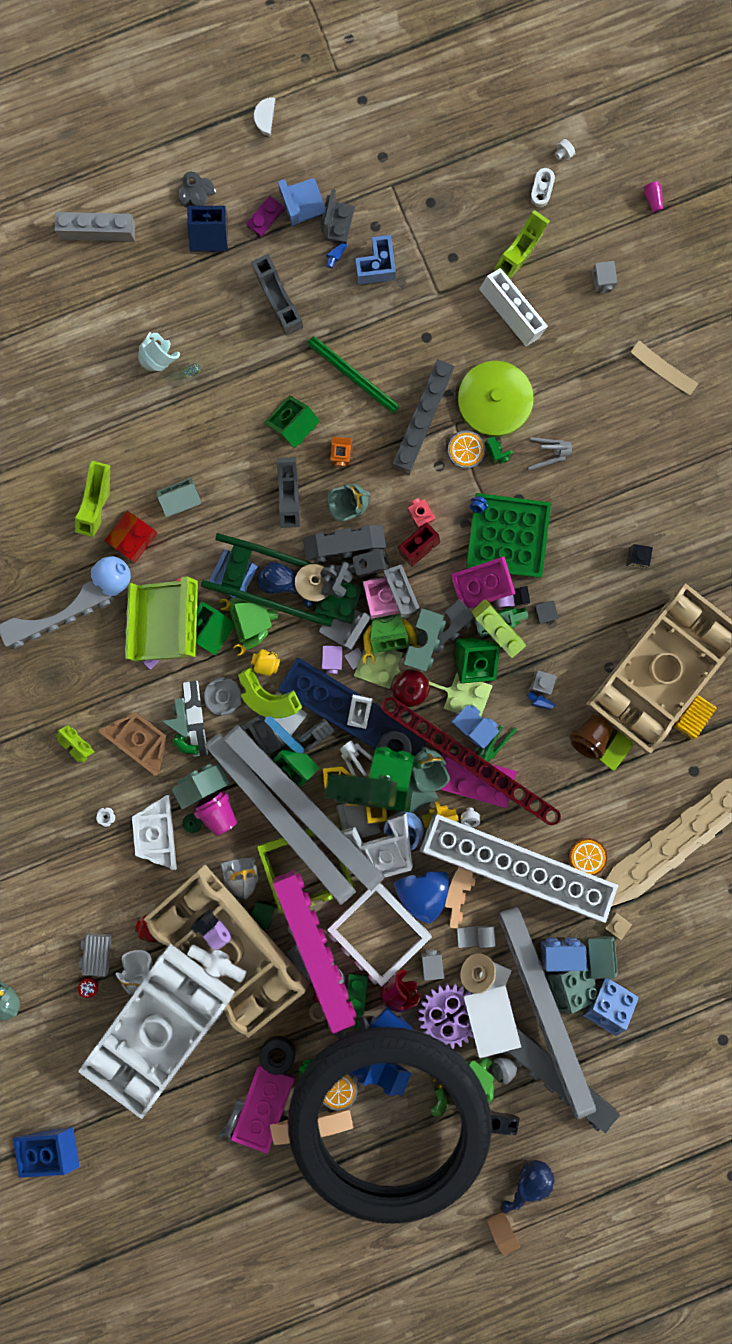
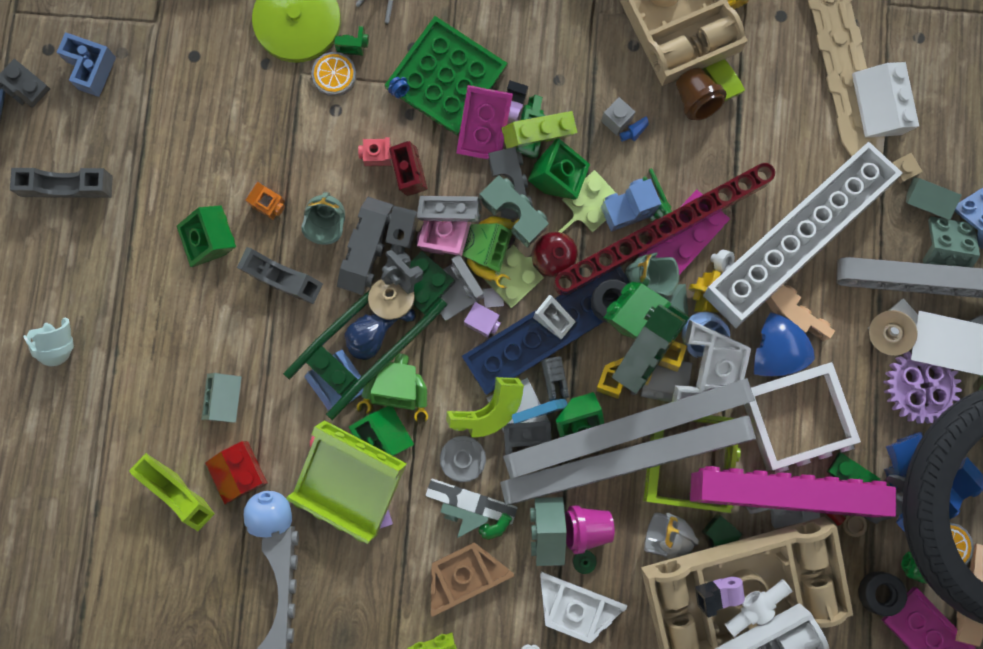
camera: 65 degrees left, 5 degrees down
(192, 370) = (91, 314): clear light blue tile -> none
(265, 662) = (450, 393): yellow head -> none
(335, 254) = (54, 104): blue bar -> none
(349, 752) = (591, 351): white plant -> none
(353, 375) = (191, 149): green axle -> none
(398, 995) = (877, 430): dark red helmet -> none
(423, 417) = (276, 97): dark grey arch -> none
(432, 965) = (860, 377): light grey brick -> none
(476, 936) = (849, 316): light grey panel -> none
(546, 612) = (545, 78): dark grey tile -> none
(563, 955) = (914, 234): medium blue brick -> none
(588, 856) = (819, 161): light orange tile -> none
(662, 884) = (885, 100): none -> white slope

